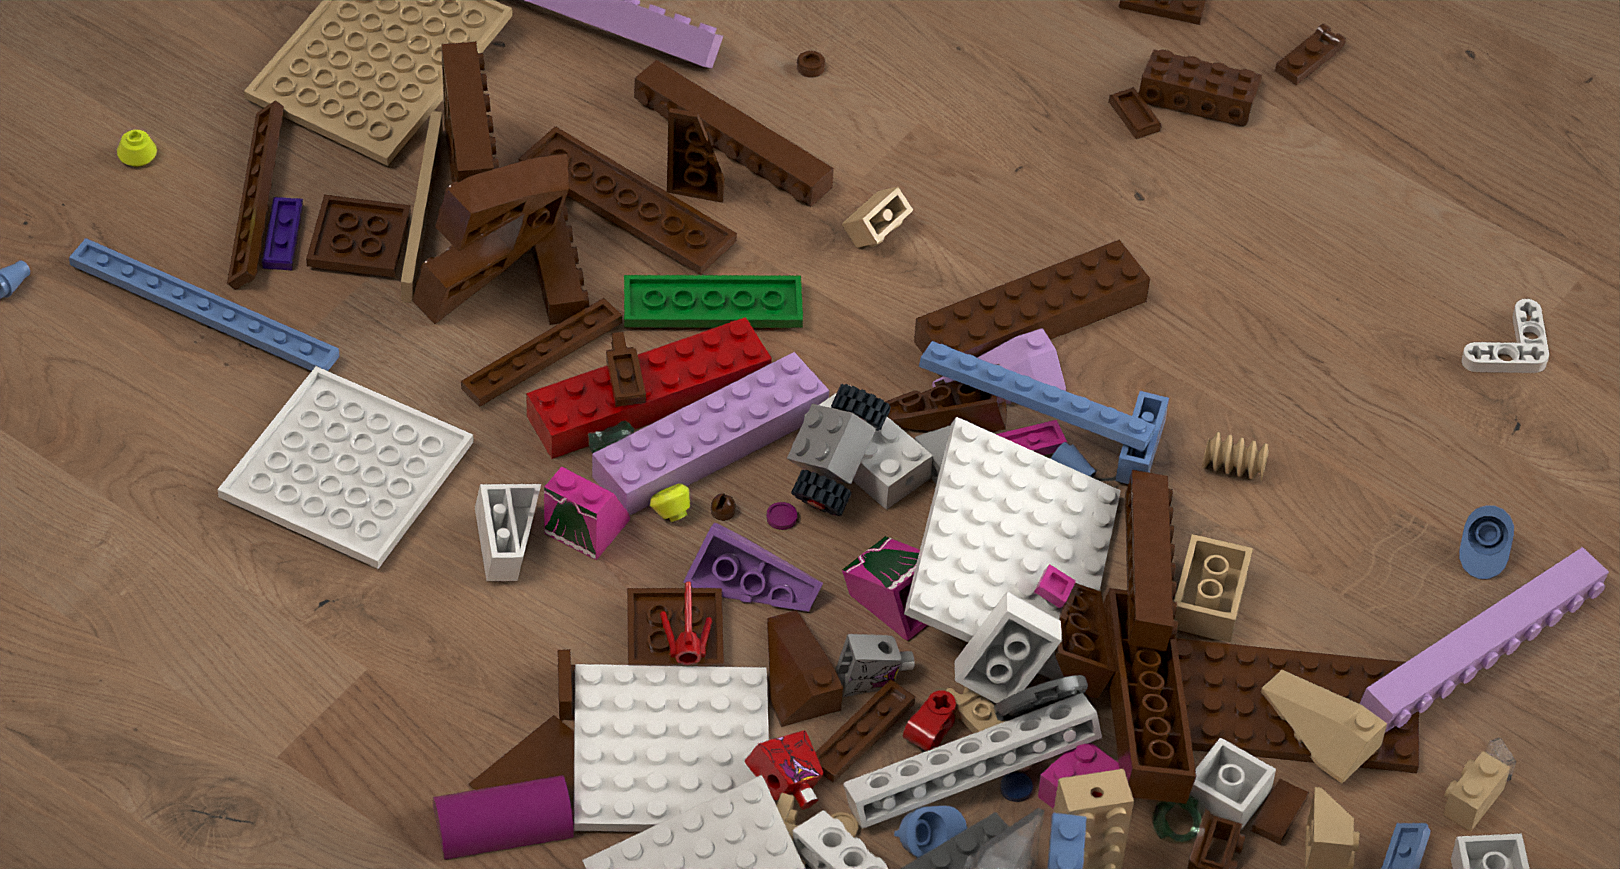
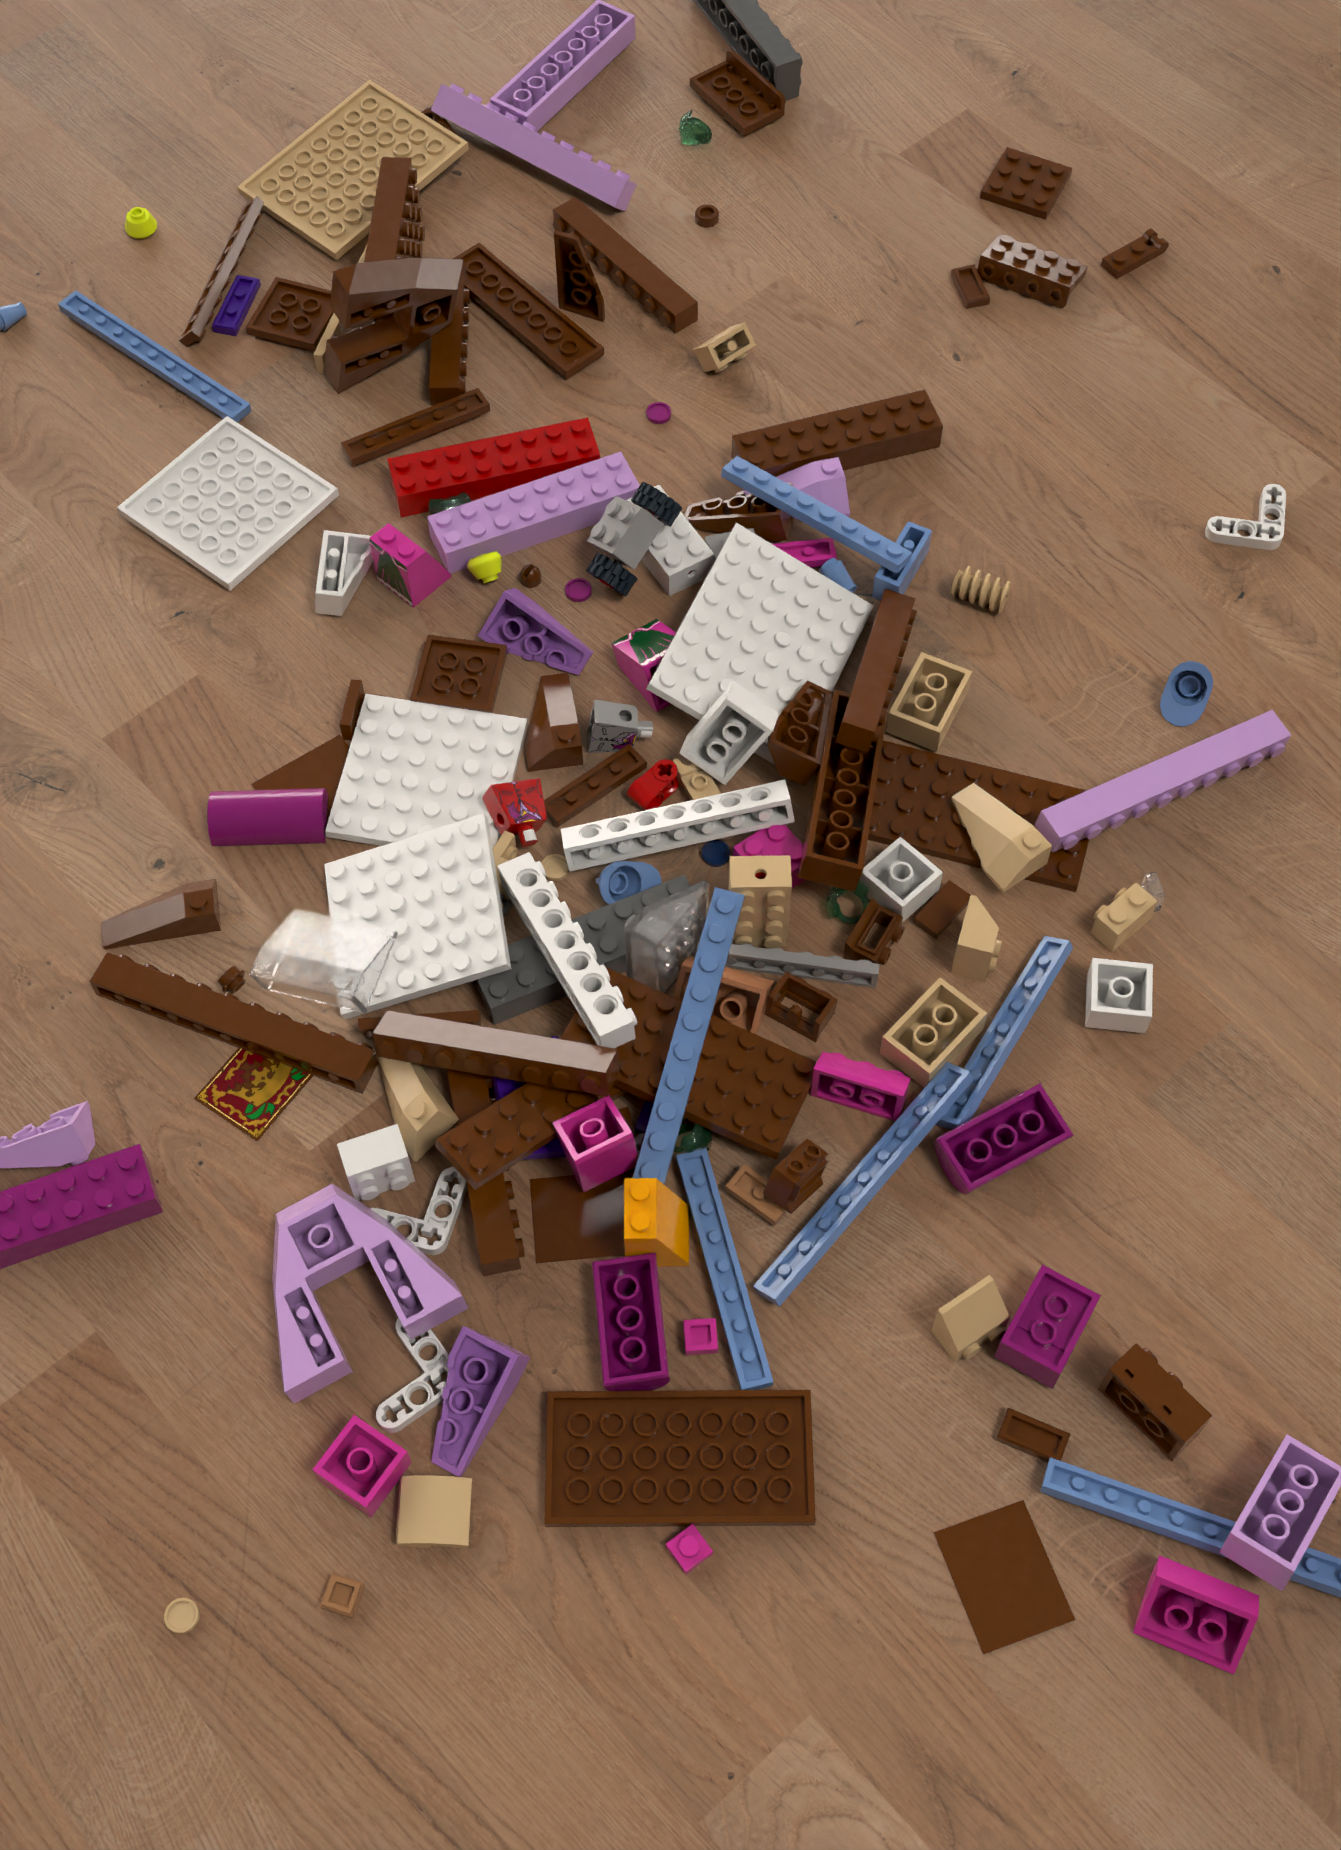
camera: 15 degrees right, 10 degrees up
(624, 372) = (468, 451): reddish brown hinge -> none
(688, 647) = (460, 692): red plant -> none
(713, 300) = (568, 400): green plate -> none
(817, 301) = (658, 413): none -> magenta piece
(1039, 697) = (746, 777): dark grey tile -> none
(1054, 586) = (787, 681): dark pink plate -> none

